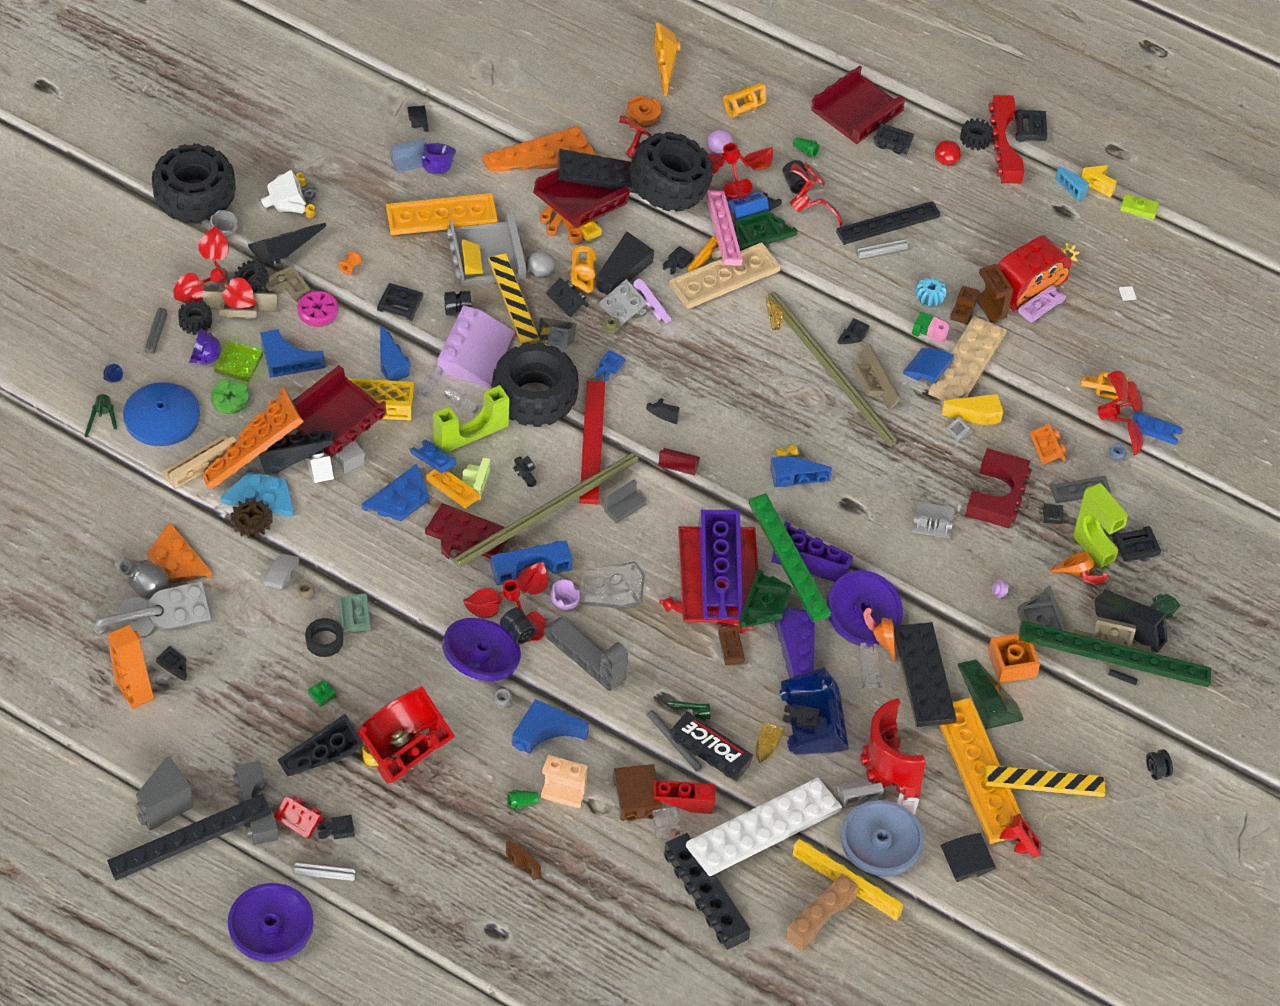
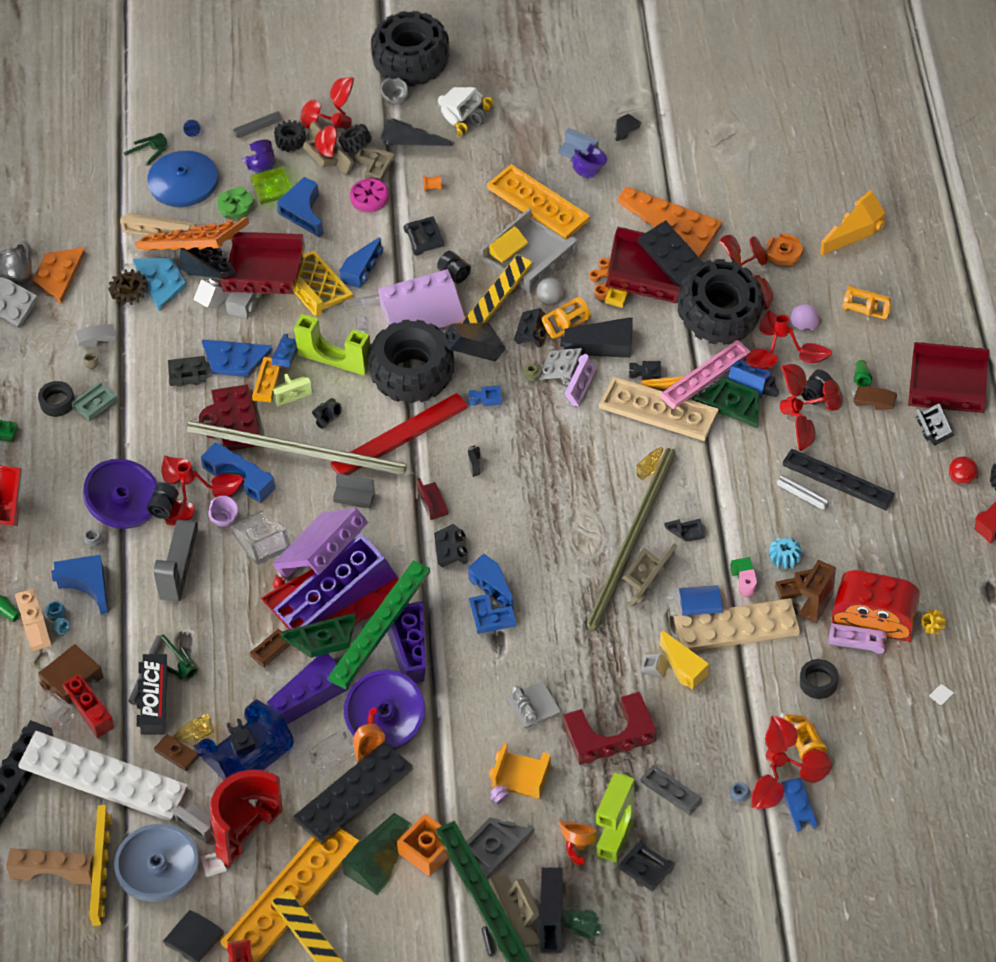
camera: 60 degrees right, 0 degrees up
(379, 532) = (187, 371): none -> pearl dark grey plate
(671, 544) = (321, 541): none -> medium lavender panel
(736, 477) = (450, 545): none -> black bracket
(777, 767) = (176, 752): none -> reddish brown plate
(790, 451) = (511, 565): yellow piece -> none
(829, 497) = (488, 619): none -> blue plate
(838, 152) = (879, 398): none -> reddish brown slope
(991, 564) = (520, 773): none -> light orange panel
(1047, 444) = (696, 736): orange bracket -> none
(1061, 336) = (818, 665): none -> black tyre

